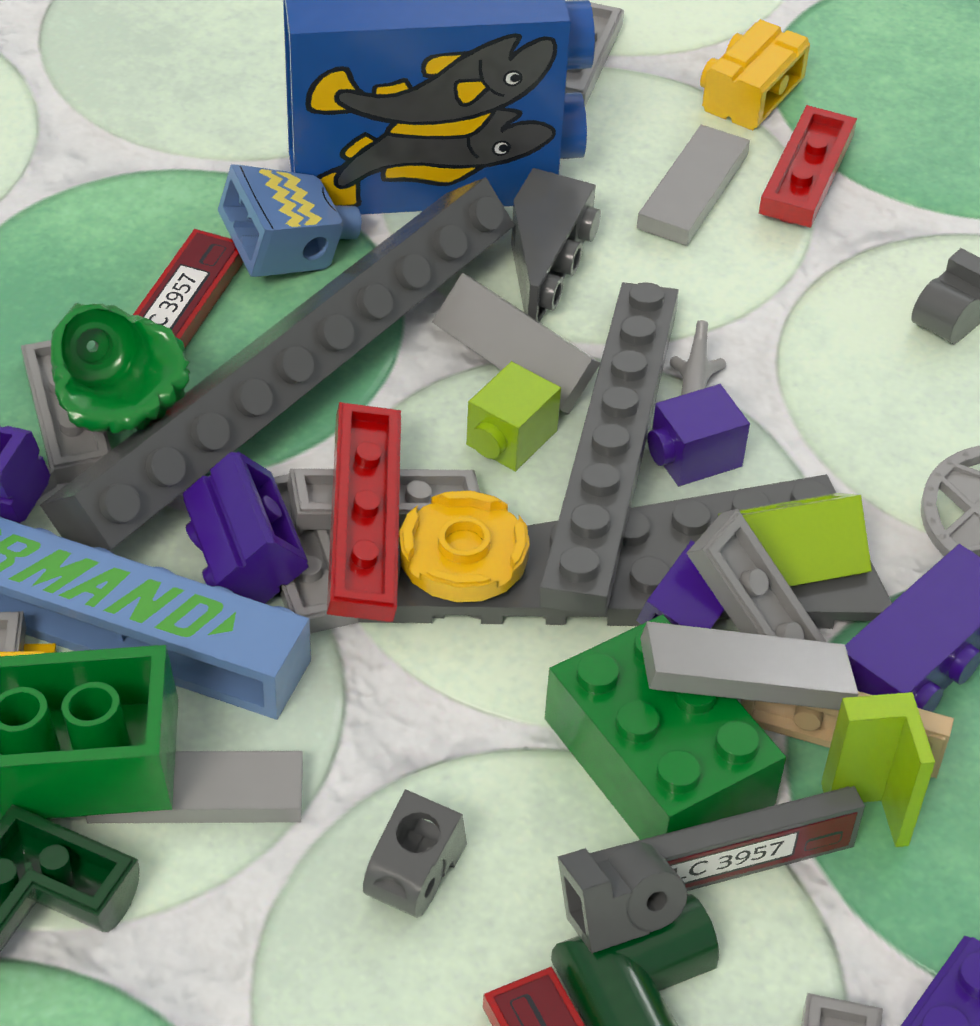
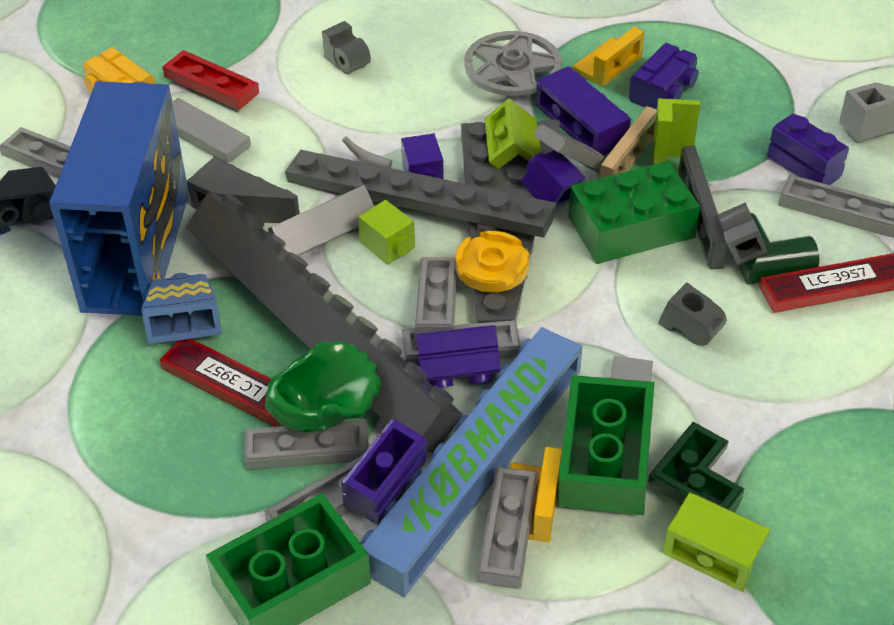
camera: 75 degrees left, 0 degrees up
(365, 513) = (459, 295): red tile -> none
(746, 666) = (619, 157): light grey tile -> none

